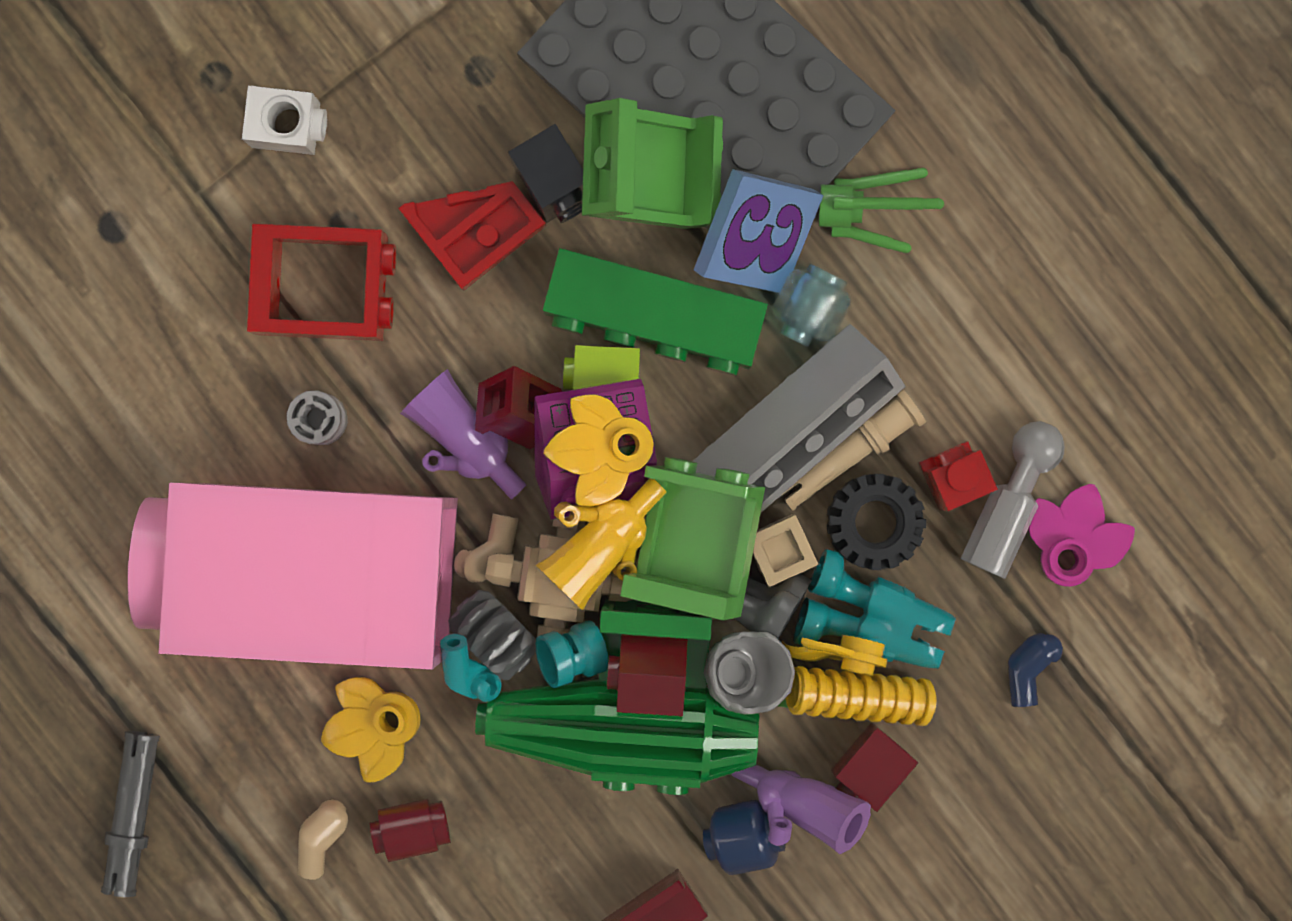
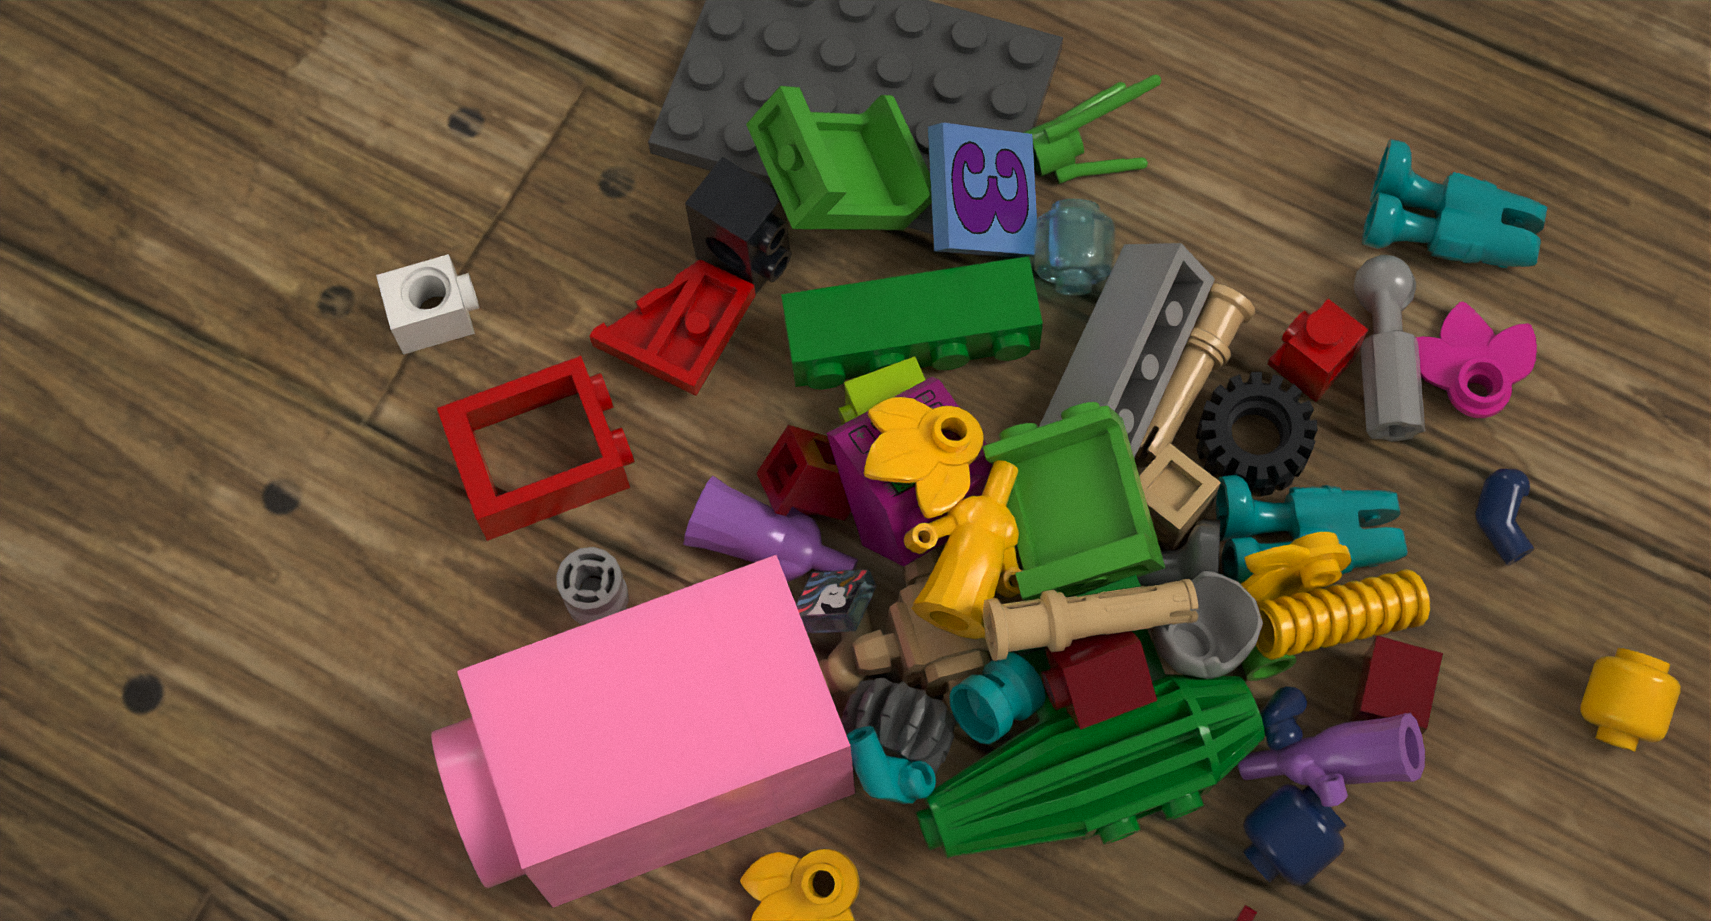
camera: 20 degrees left, 20 degrees down
(491, 514) = (835, 600): none -> clear light blue tile
(633, 633) = (1059, 620): none -> tan pin
(778, 750) = (1280, 717): none -> dark blue arm
(1041, 850) = (1630, 699): none -> yellow head
(1137, 415) = (1471, 215): none -> teal piece

